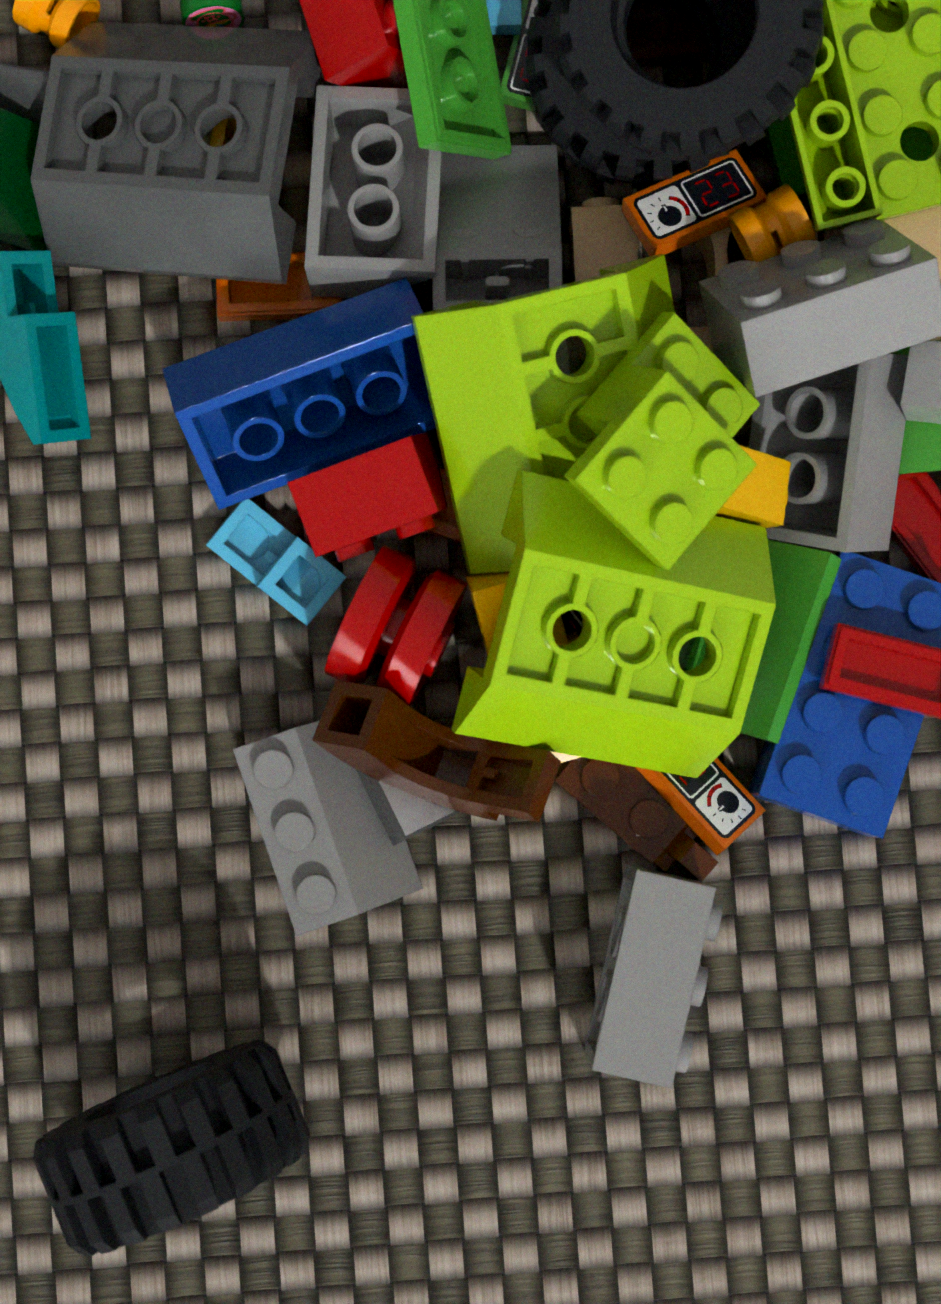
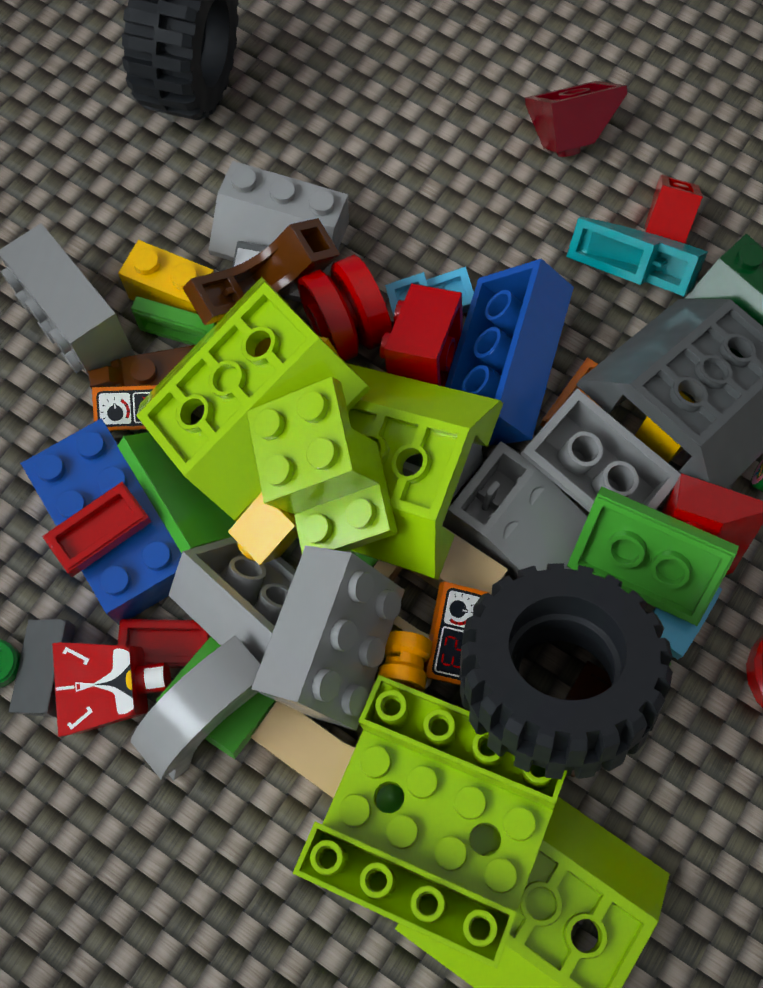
camera: 125 degrees right, 15 degrees down
(516, 884) = (159, 275): none -> yellow brick
(566, 844) = (169, 321): none -> bright green tile

